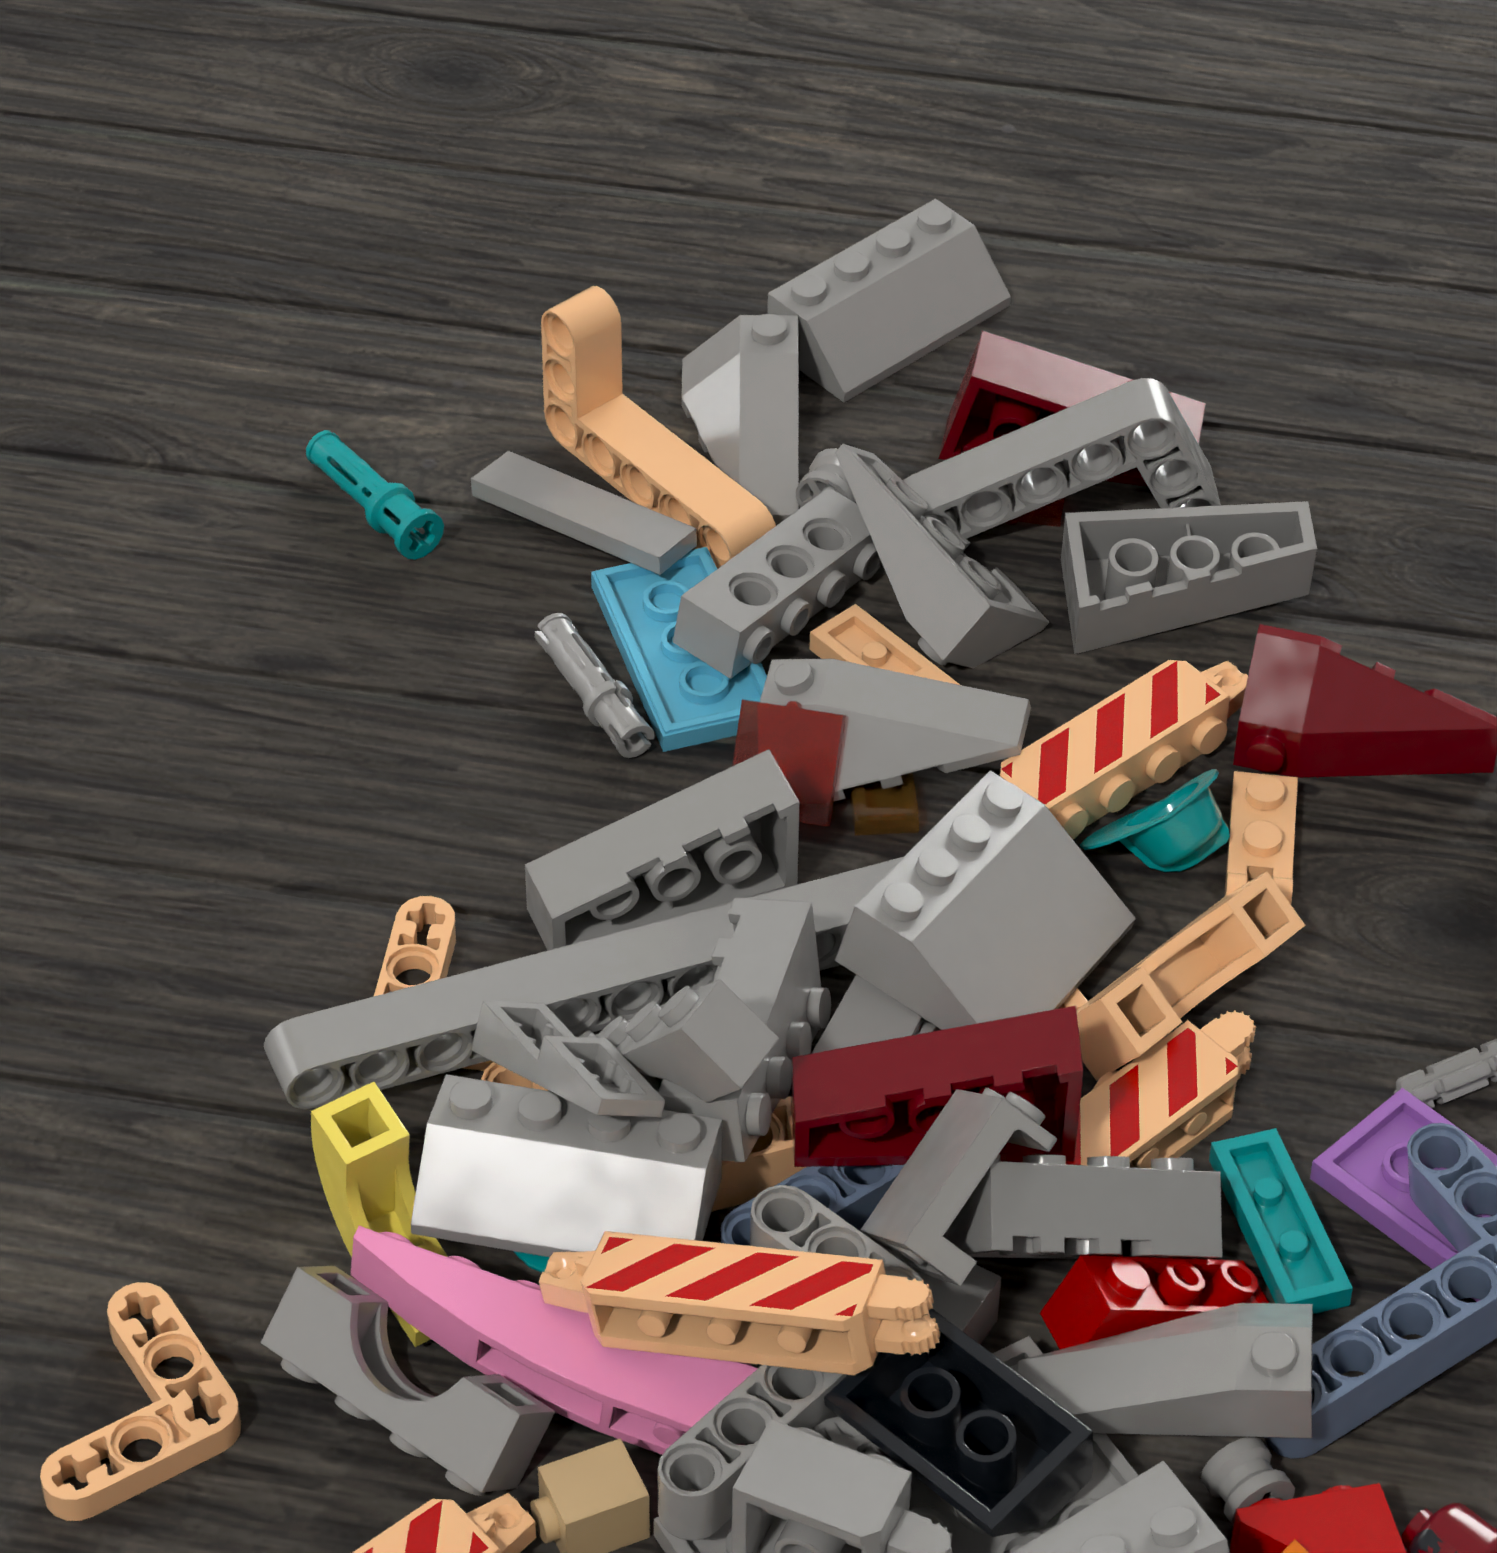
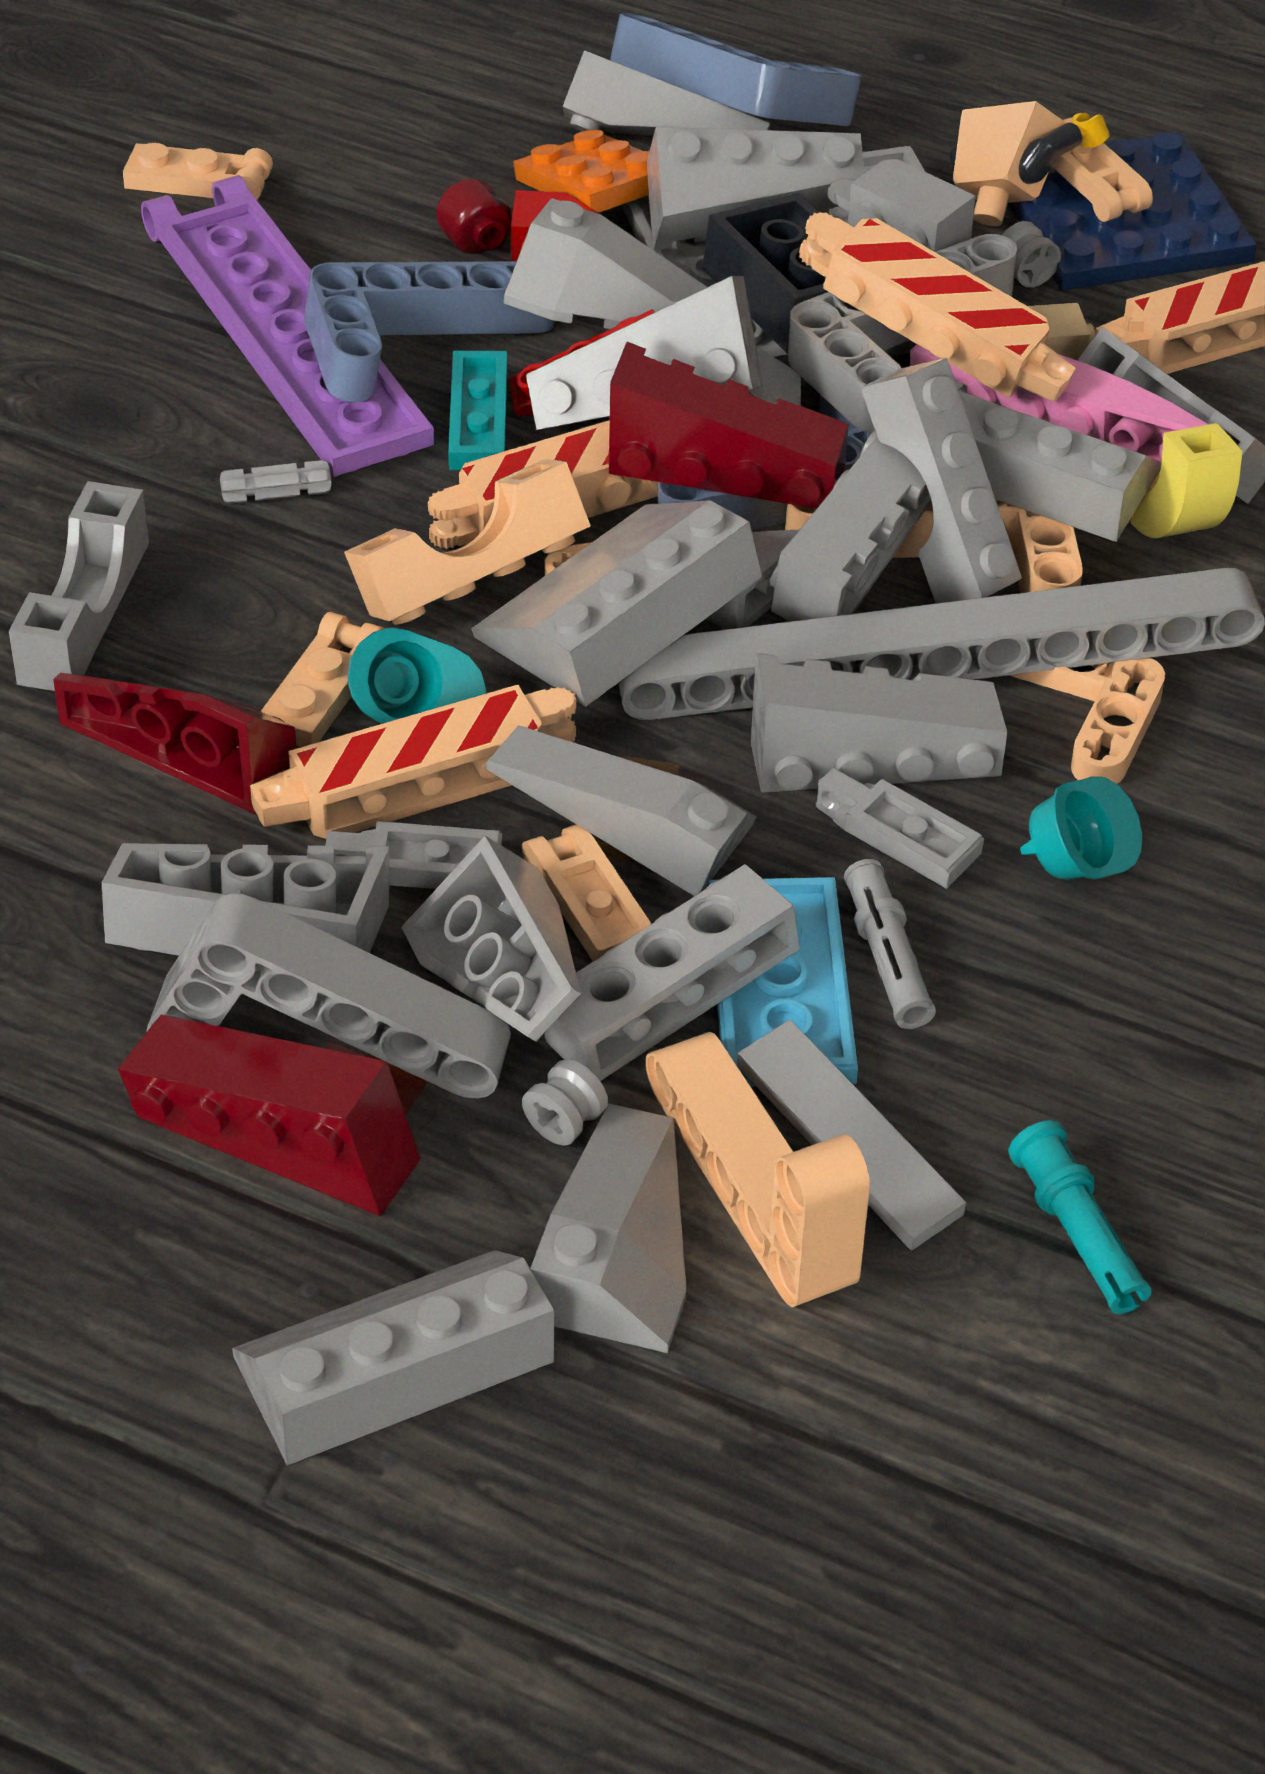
camera: 165 degrees left, 0 degrees up
(433, 807) = (1085, 830): none -> teal piece
(580, 1069) = (1021, 482): light grey slope -> none
(594, 786) = (900, 826): none -> light grey hinge
(803, 745) = (731, 791): clear red piece -> none
(945, 1174) = (748, 323): light grey panel -> none
(1065, 668) = (418, 853): none -> light grey hinge

